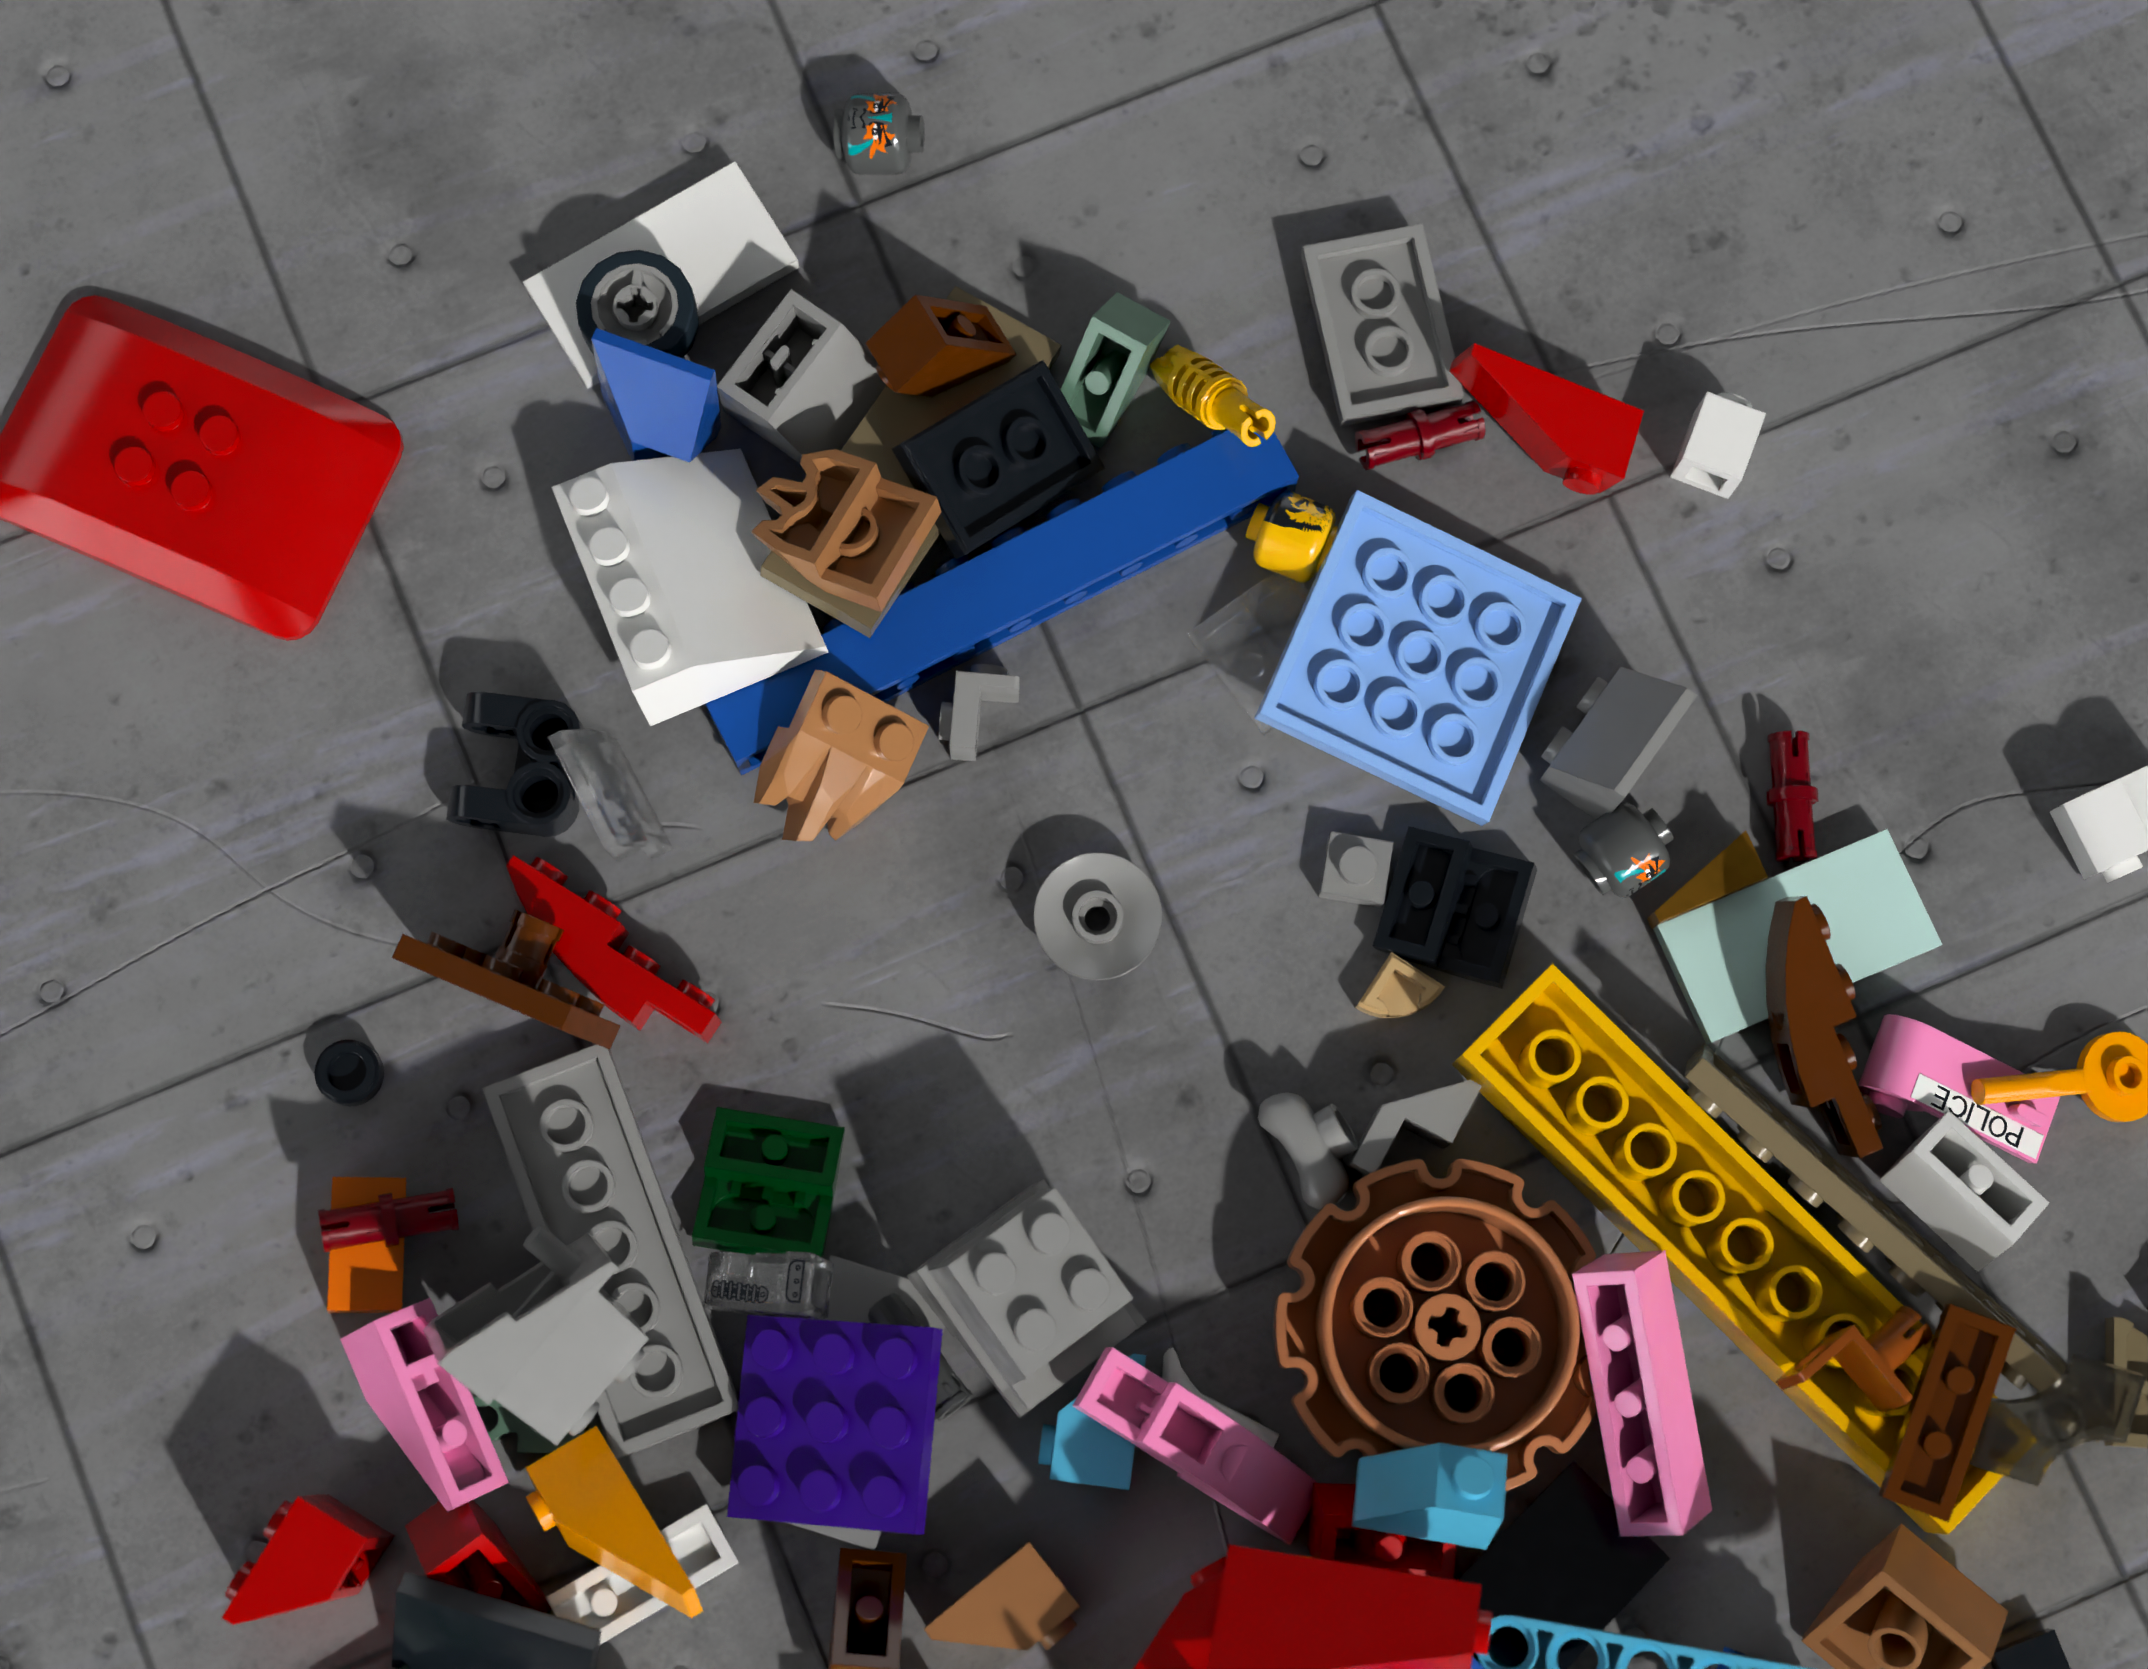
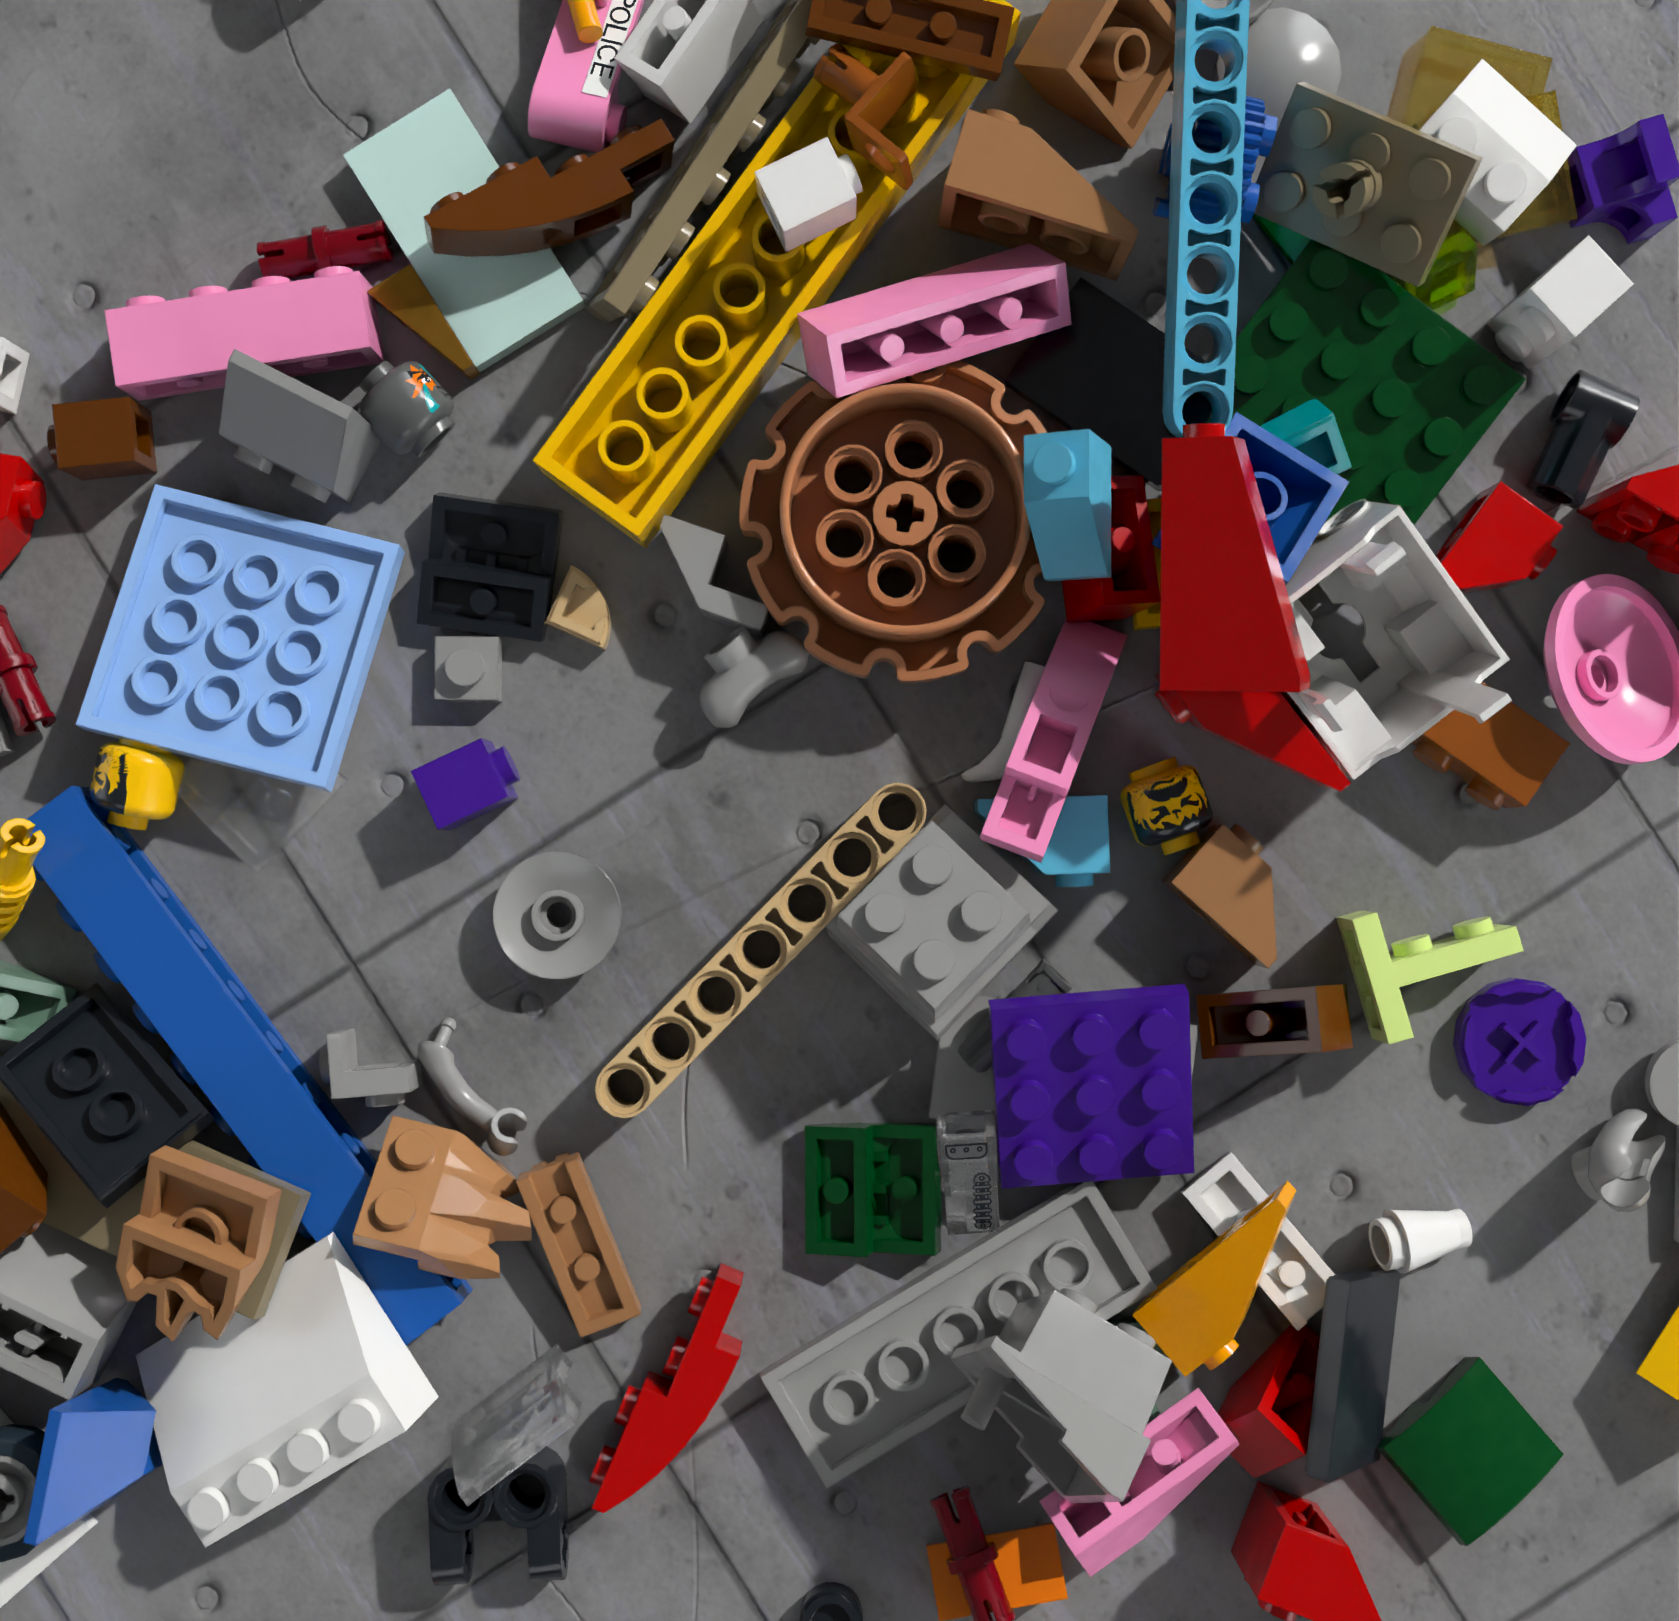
camera: 95 degrees left, 10 degrees up
(513, 976) = (717, 1487): reddish brown plate -> none
(768, 885) = (579, 1243): none -> medium nougat hinge
(963, 780) = (443, 1072): none -> light grey piece
(1020, 1082) = (747, 978): none -> tan beam
(1108, 1555) = (1166, 805): none -> head
(1242, 850) = (467, 783): none -> dark purple brick
(1632, 555) = (102, 438): none -> reddish brown brick
(1722, 733) = (286, 324): none -> bright pink brick
(1763, 1502) = (1020, 191): none -> medium nougat slope
(1783, 1280) = (808, 193): none -> white brick

